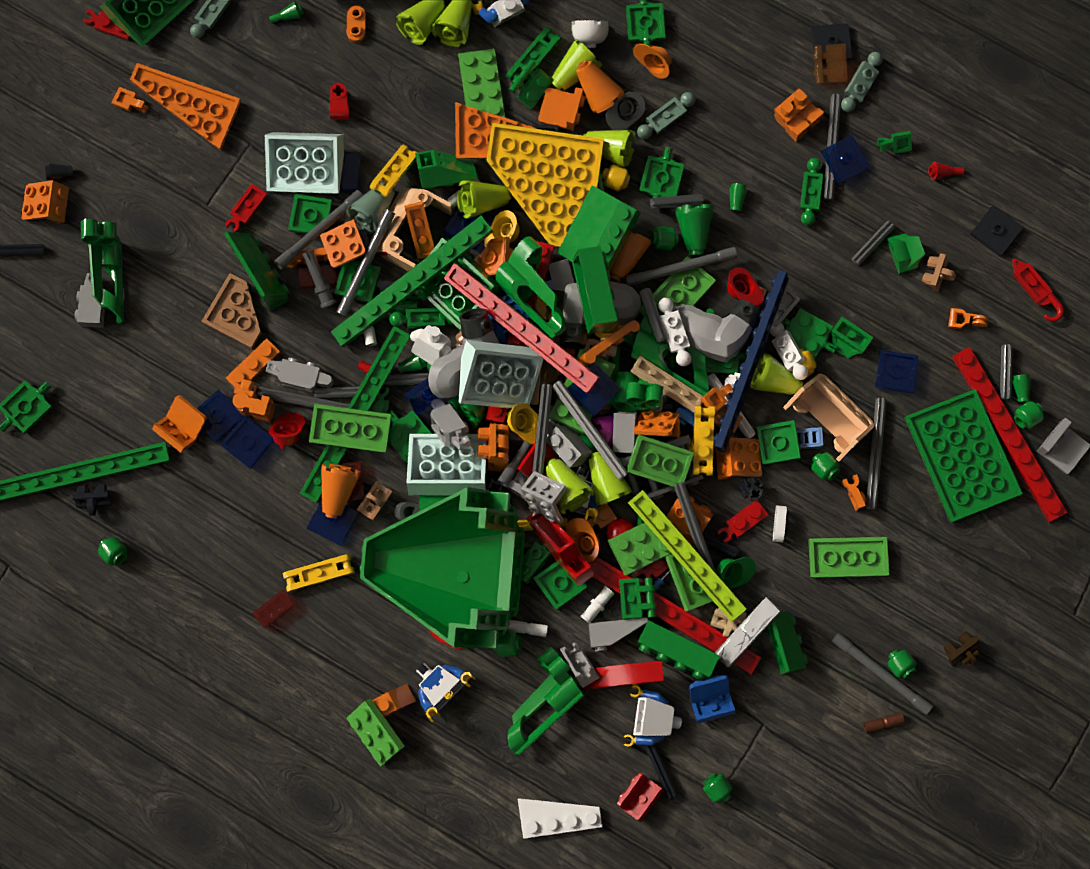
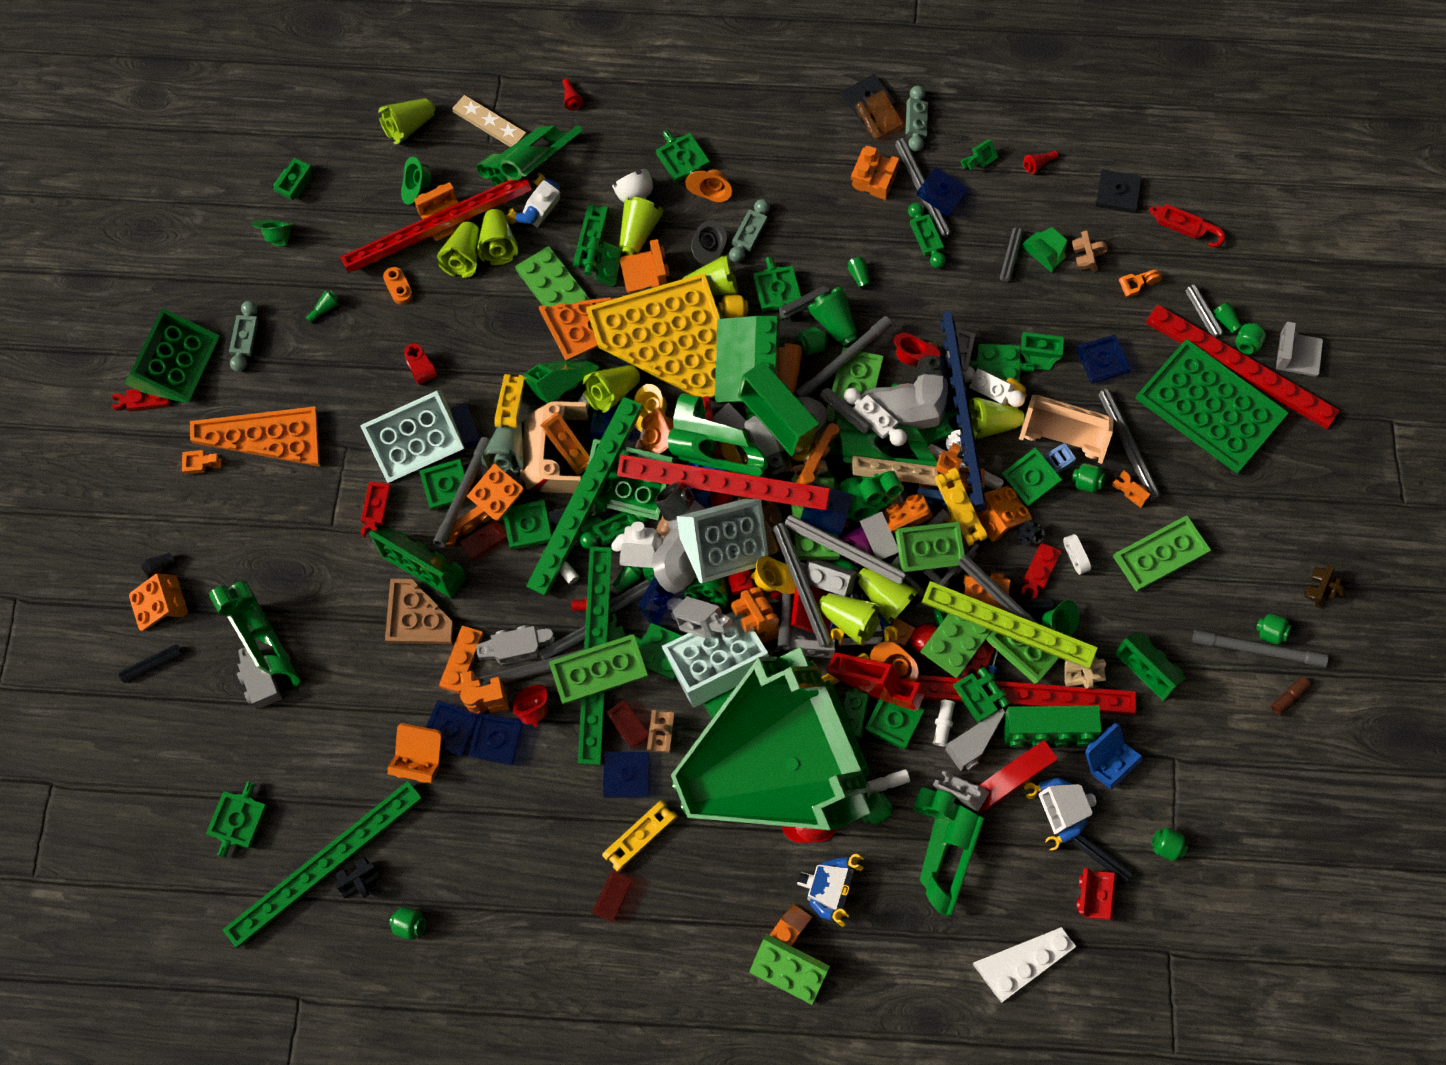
camera: 25 degrees left, 10 degrees down
(322, 287) = (494, 547): dark grey pin -> none
(336, 488) = (616, 736): orange cone -> none
(383, 226) = (528, 545): dark grey piece -> none
(405, 510) = (697, 725): dark grey plate -> none
(543, 495) = (835, 636): light grey bracket -> none
(597, 86) = (671, 230): orange cone -> none
(748, 631) = (1112, 668): tile -> none

